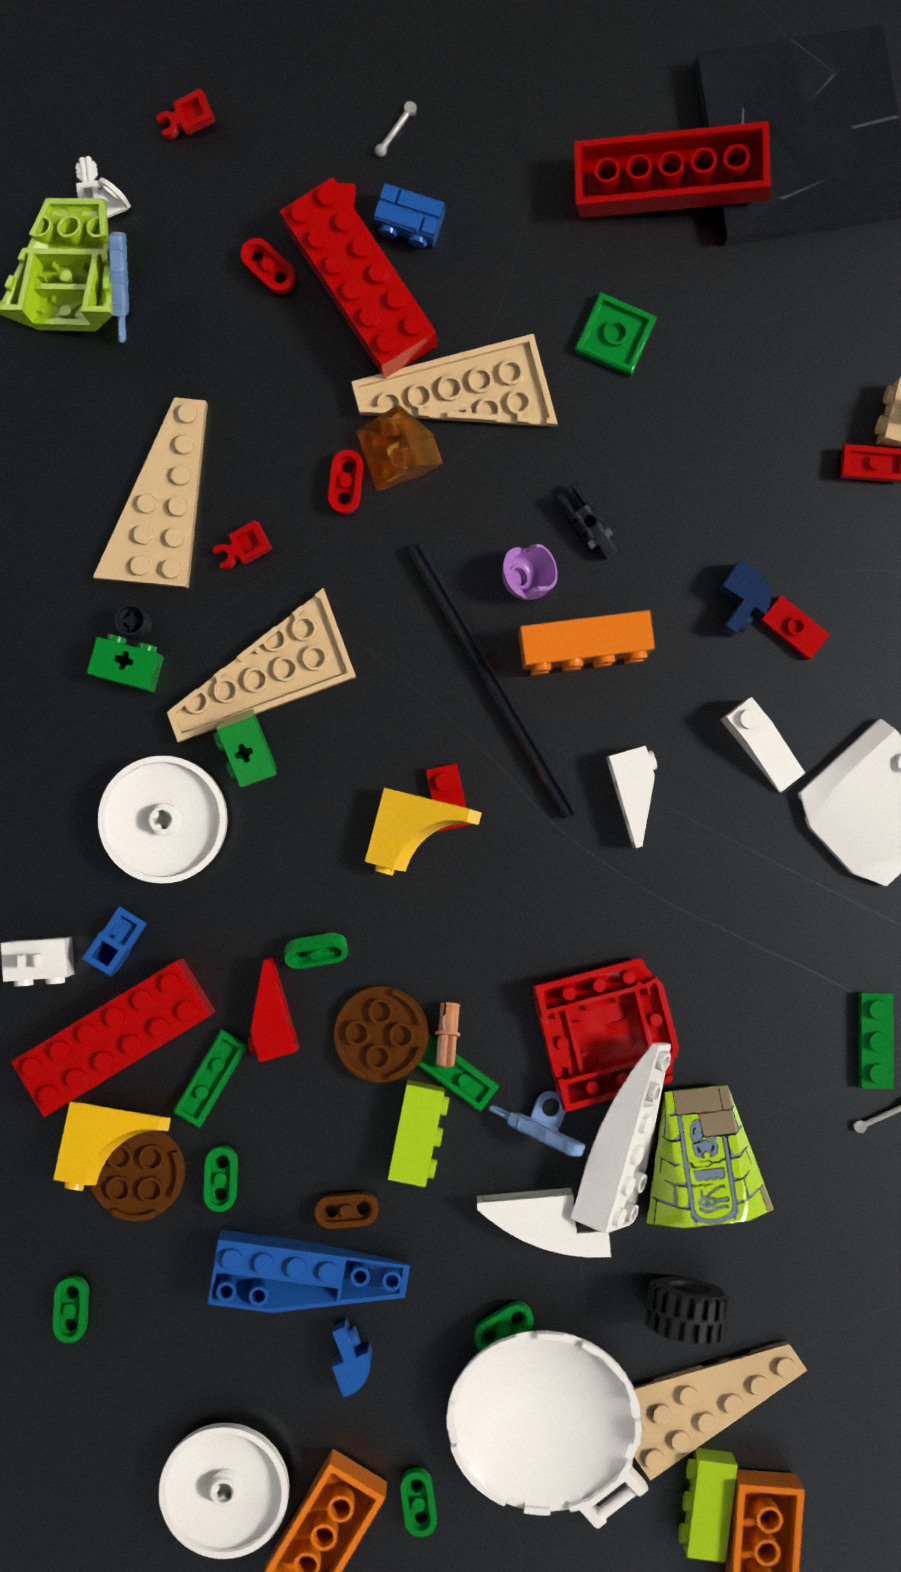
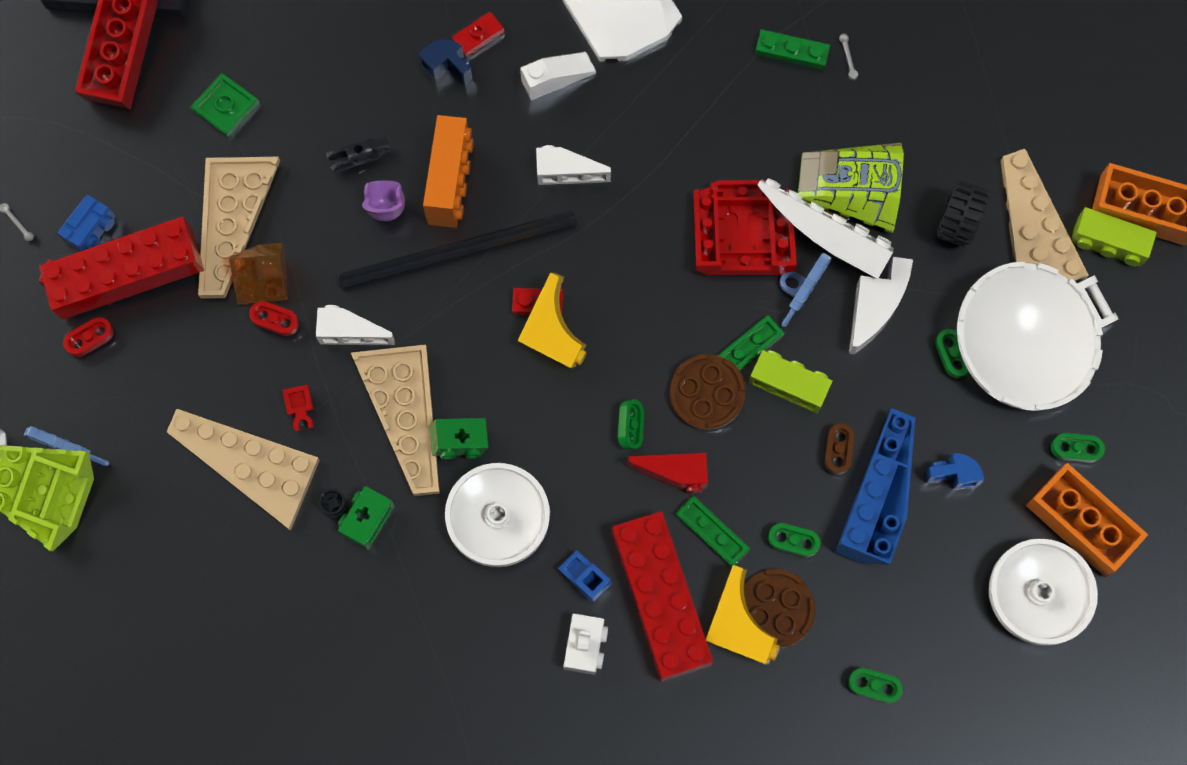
camera: 80 degrees left, 15 degrees down
(354, 570) = (343, 327): none -> white slope
(447, 1034) = (719, 341): nougat axle -> none

